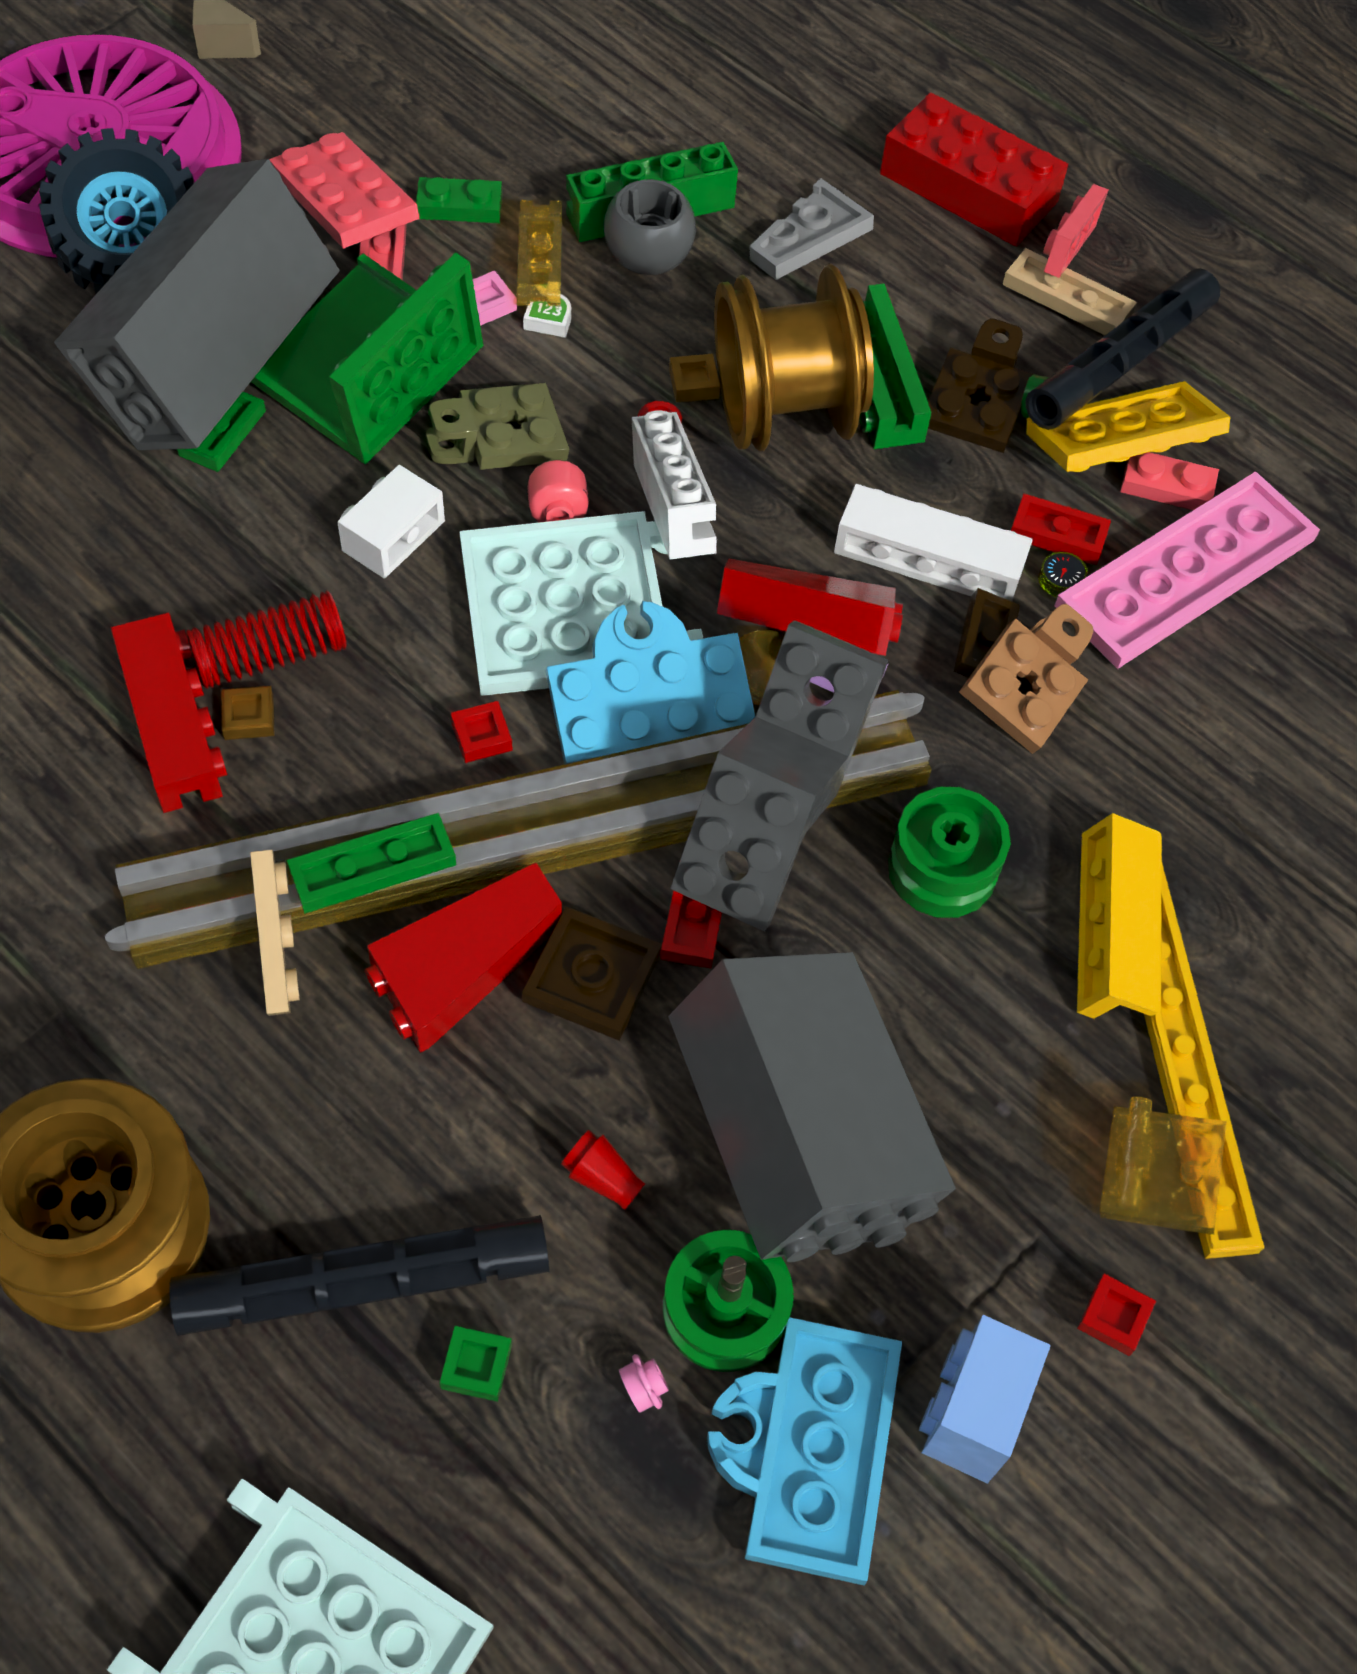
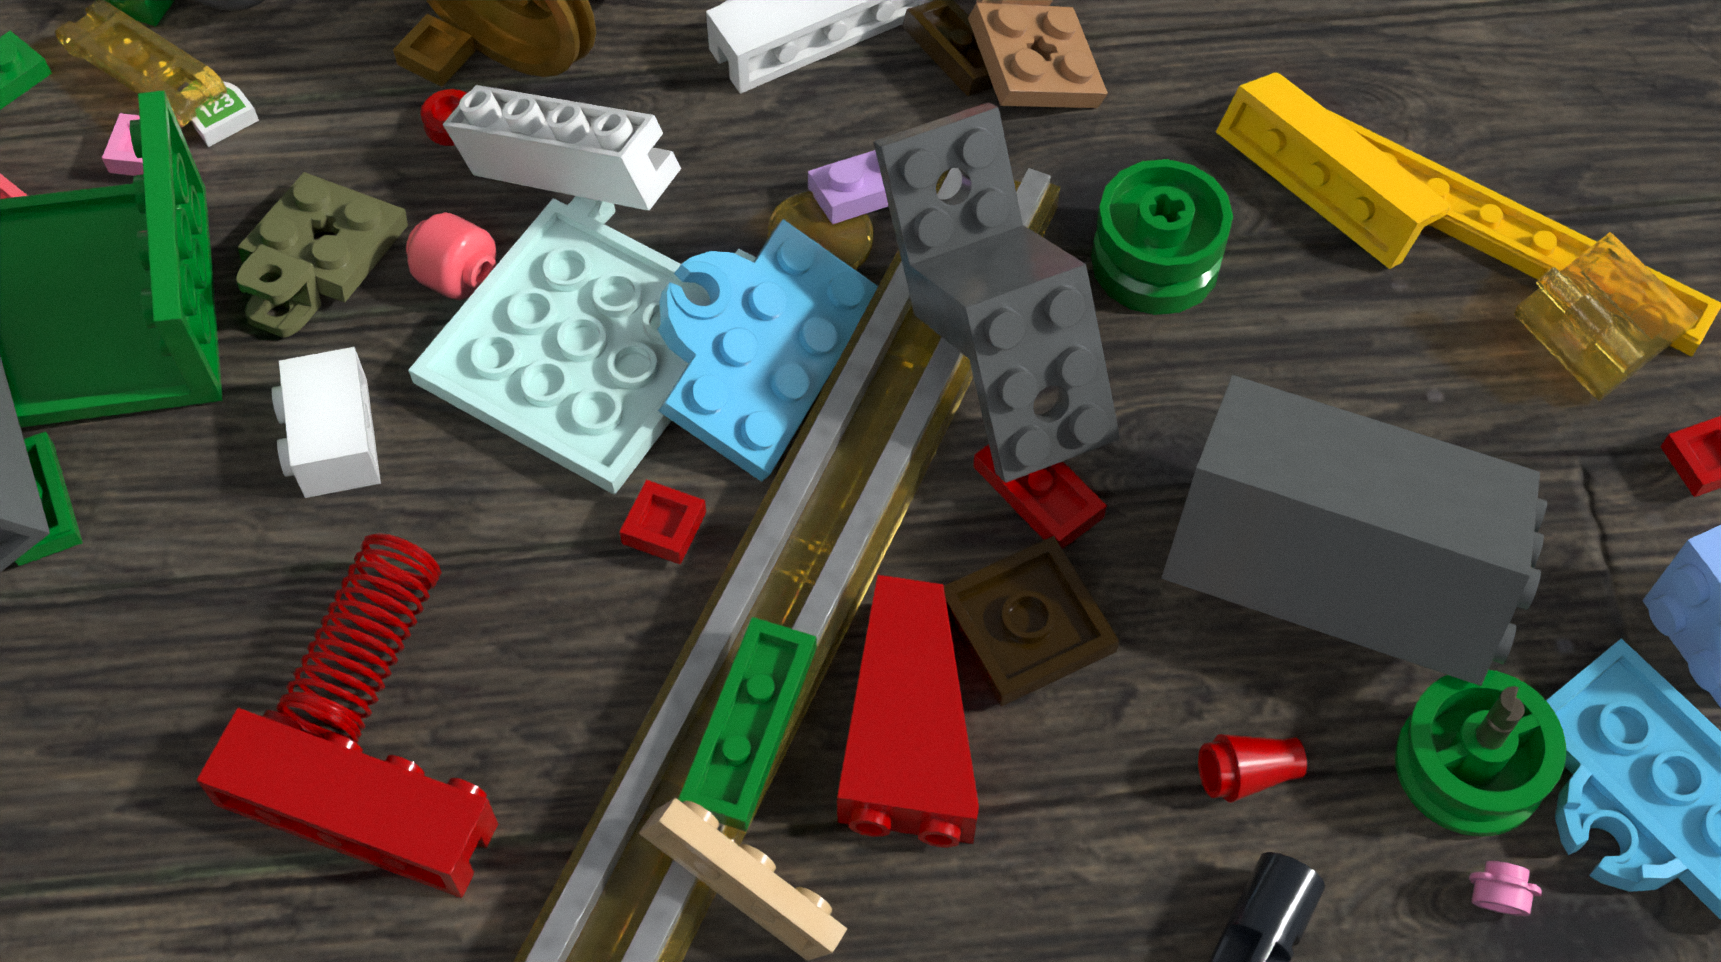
camera: 45 degrees left, 0 degrees up
(247, 712) = (421, 725): pearl gold tile -> none
(837, 606) = (802, 143): red slope -> none

